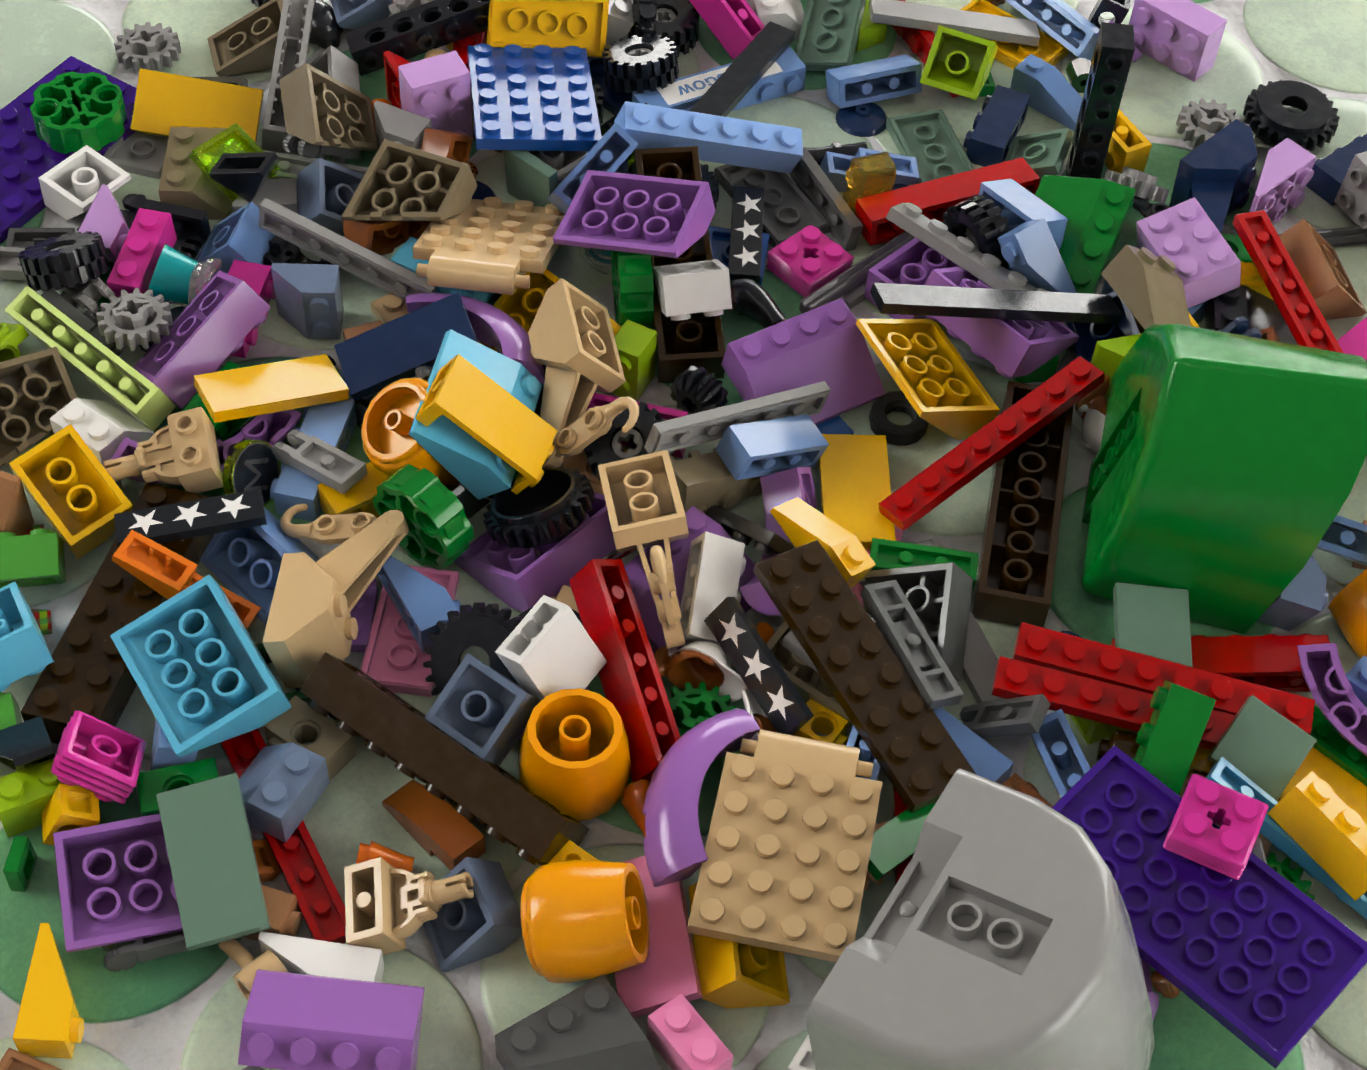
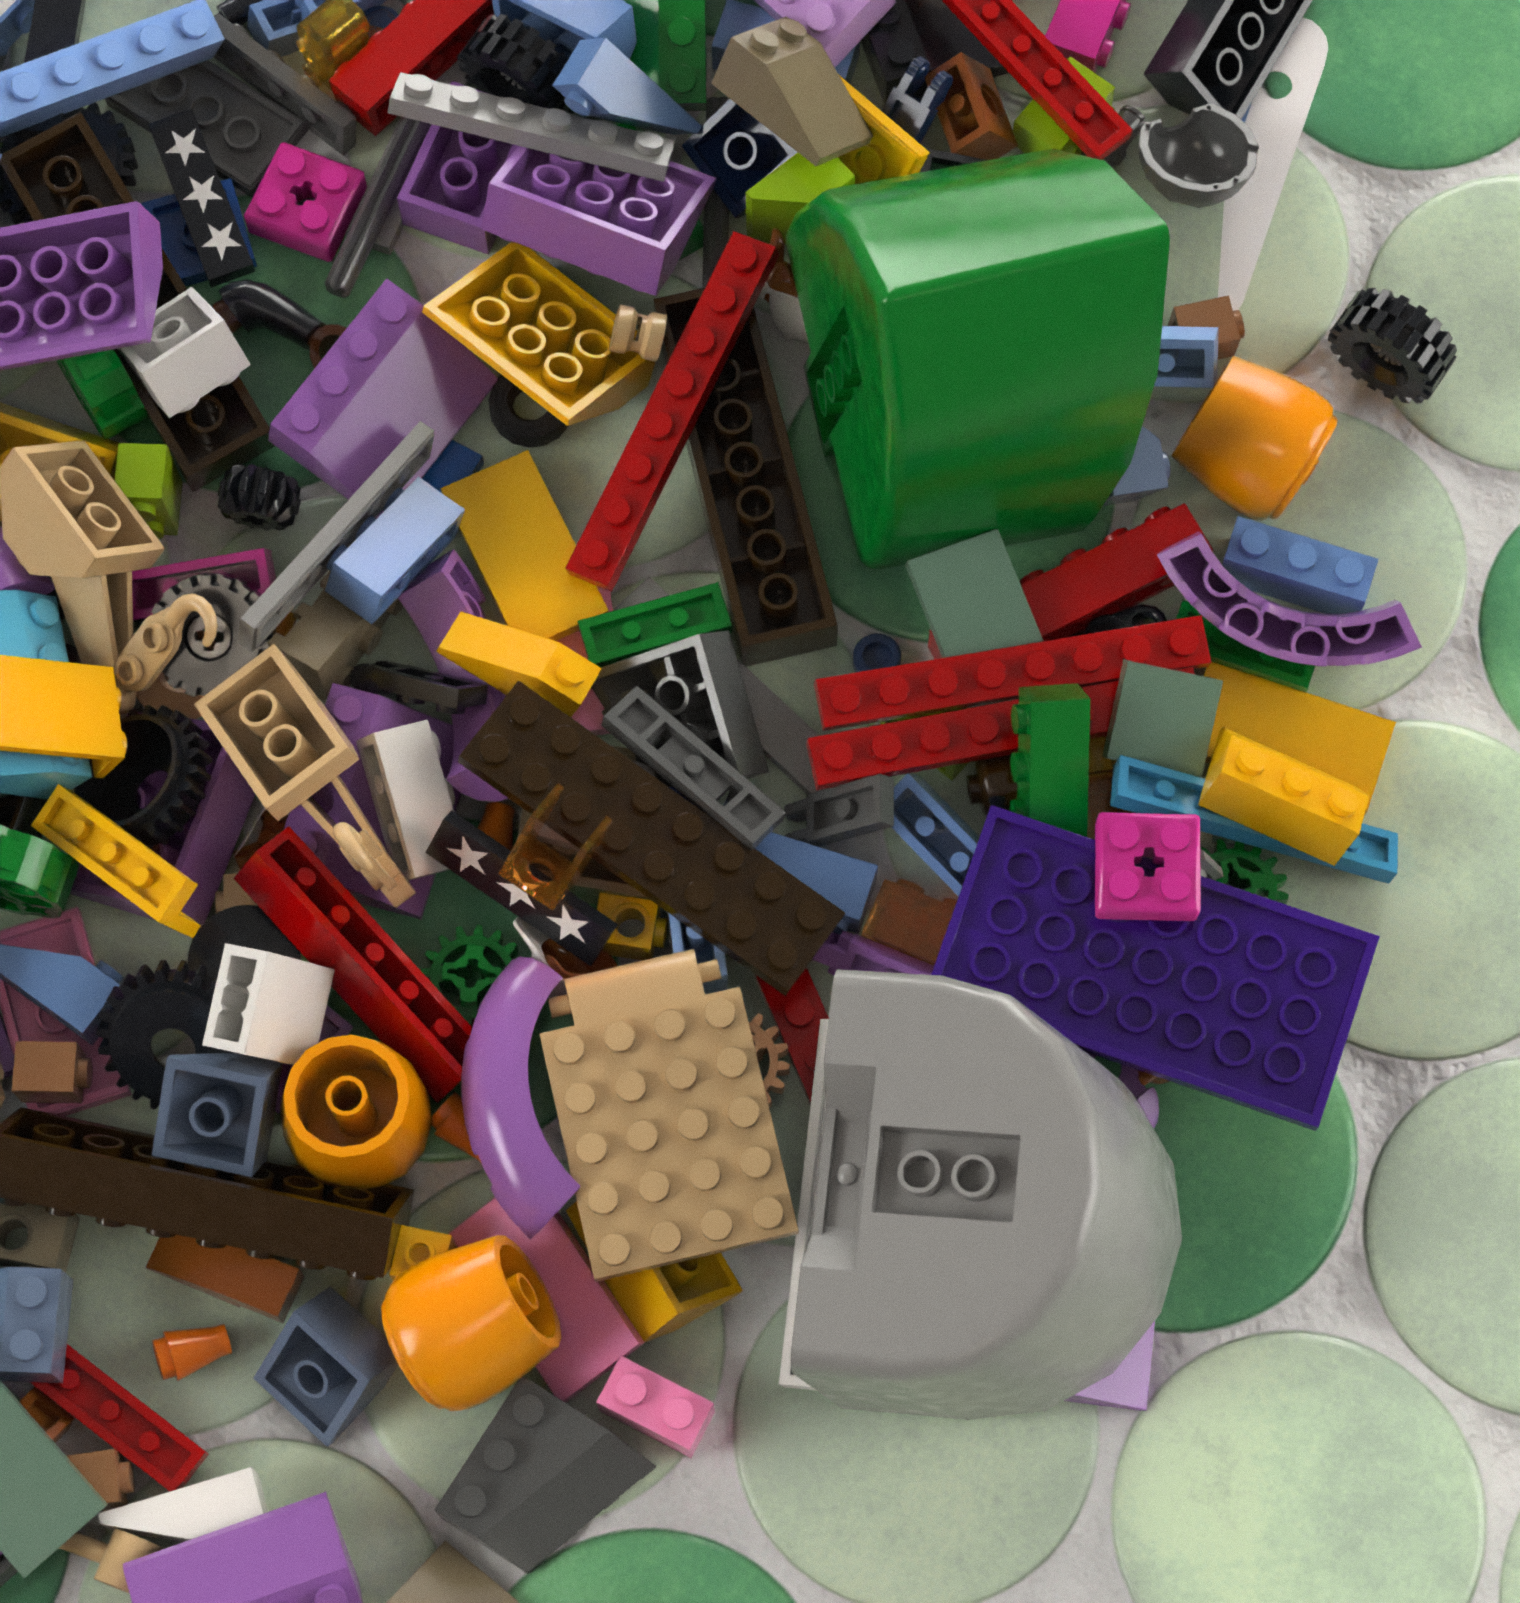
camera: 20 degrees left, 20 degrees up
(386, 650) = (50, 1072): none -> medium nougat brick
(393, 903) = (229, 1403): tan brick -> none
(501, 537) = (117, 858): none -> yellow fence
(700, 663) = (439, 907): dark orange hair -> none
(773, 633) = (531, 850): none -> clear orange piece
(896, 841) = (791, 1028): green tile -> none
(995, 303) = (594, 206): tile -> none
(996, 394) = (648, 336): none -> tan wheel

